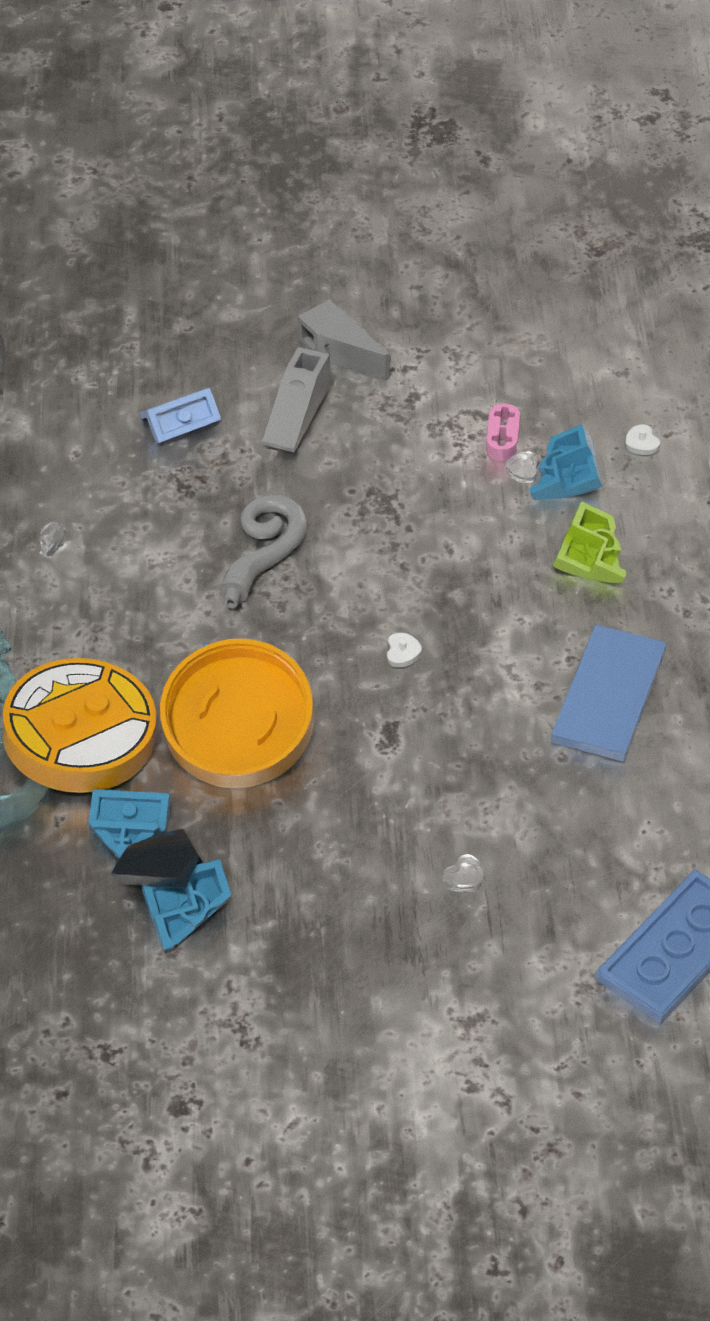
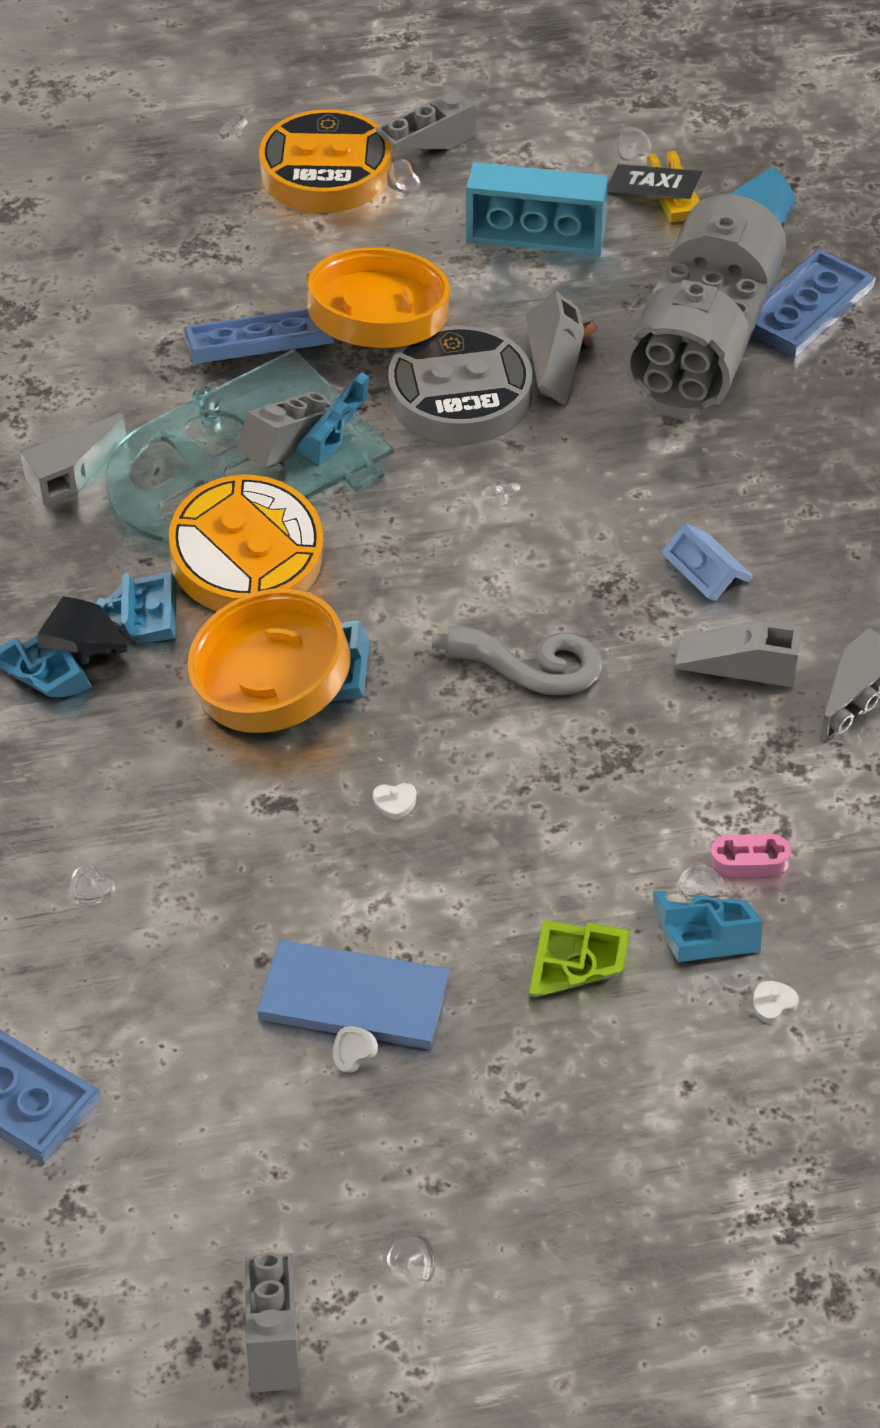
camera: 80 degrees right, 0 degrees up
(667, 692) = (352, 1047): none -> white piece

